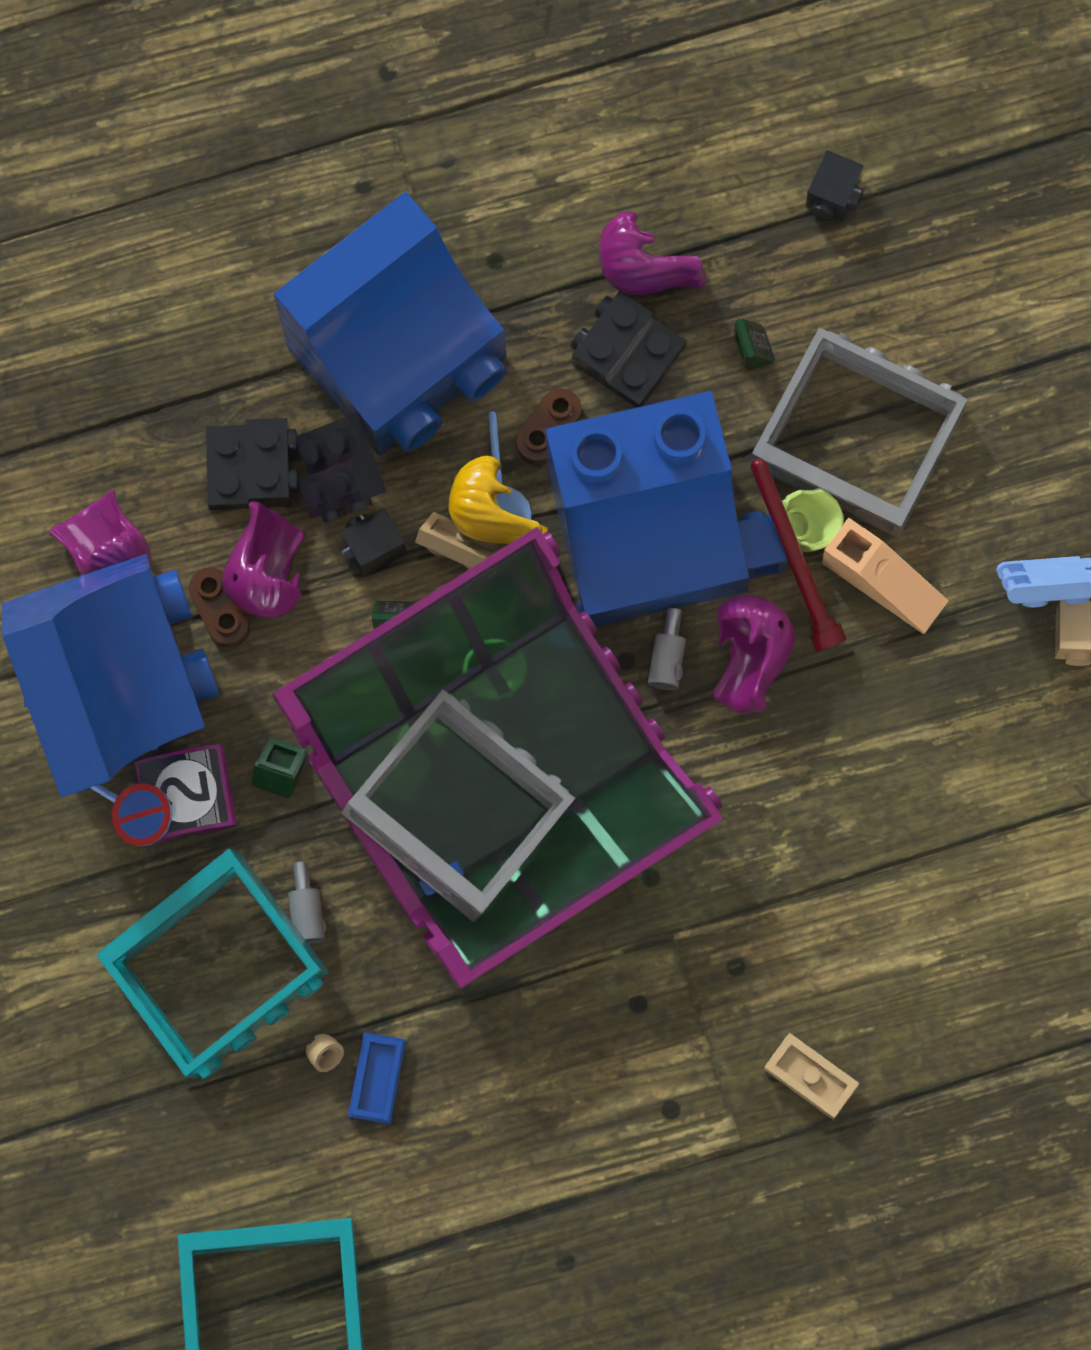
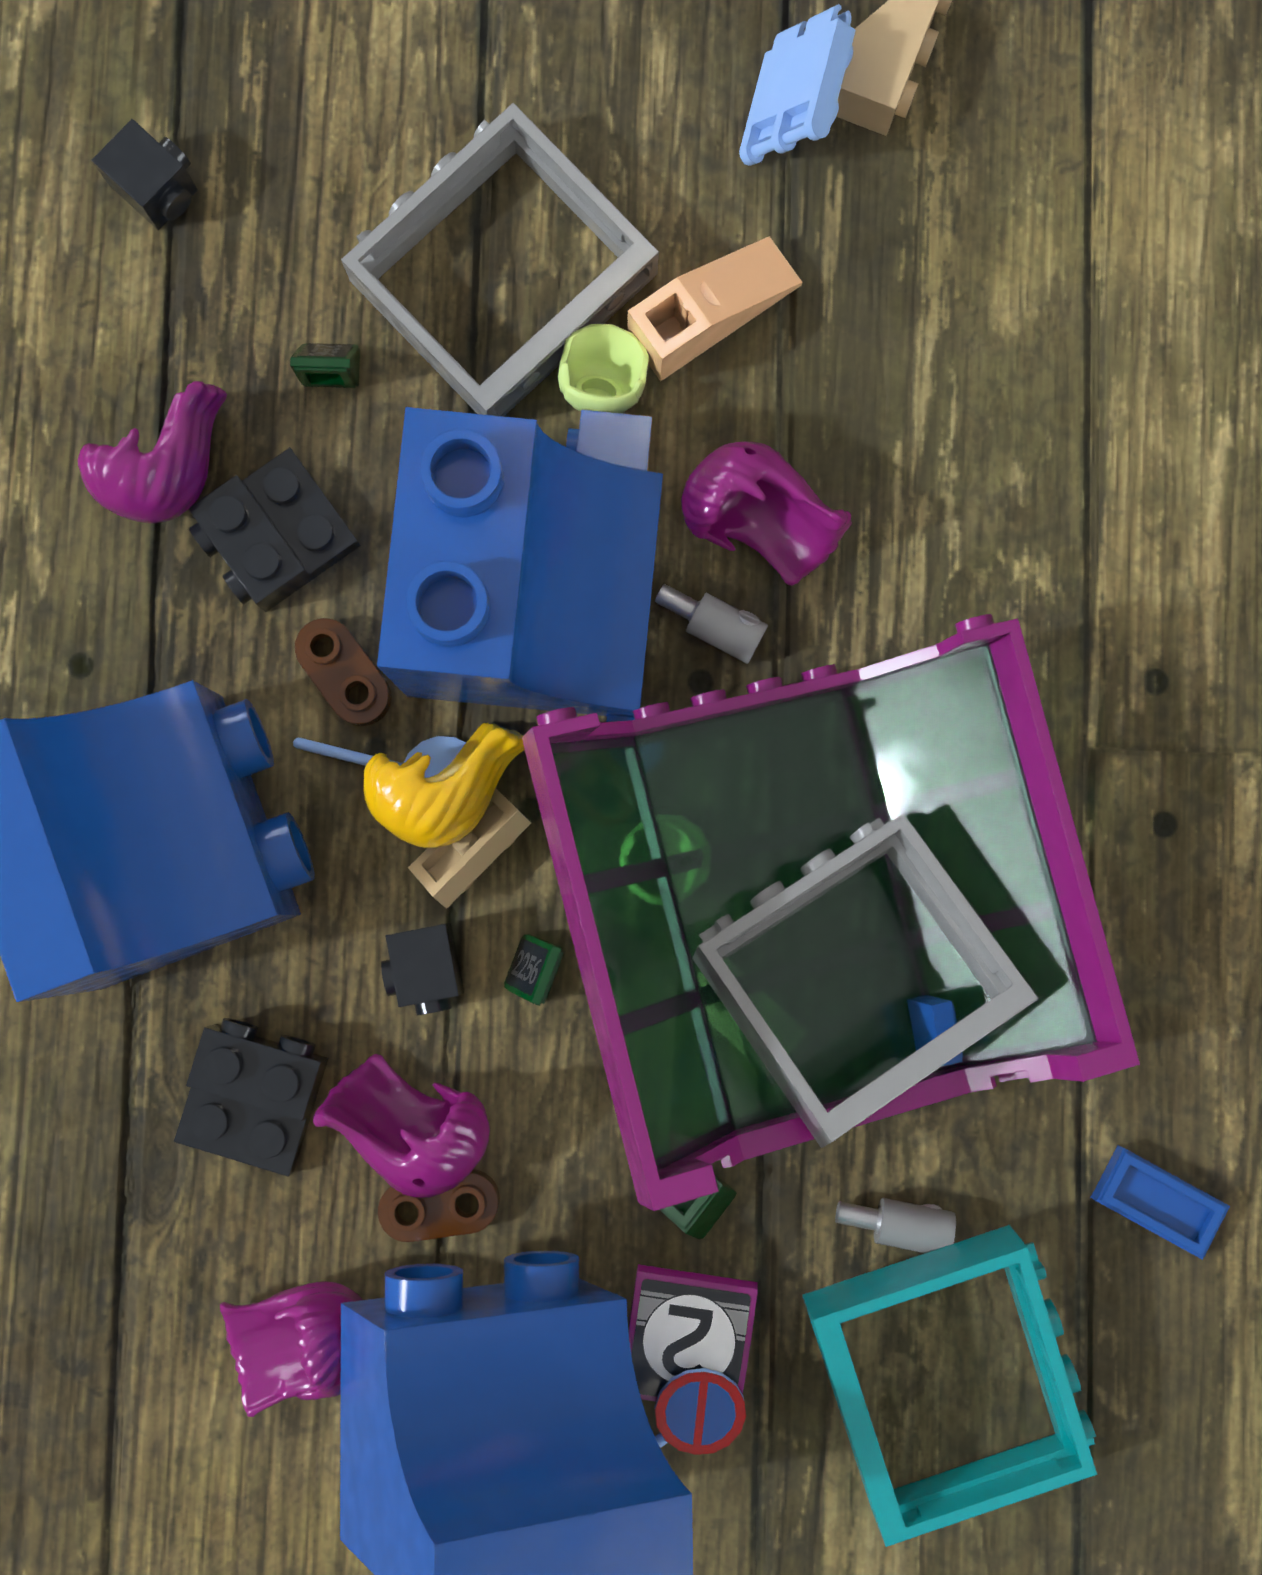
camera: 80 degrees left, 10 degrees up
(330, 1058) = (1105, 1264): tan hinge -> none
(339, 469) = (309, 979): black plate -> none
(825, 630) = (760, 406): dark red piece -> none

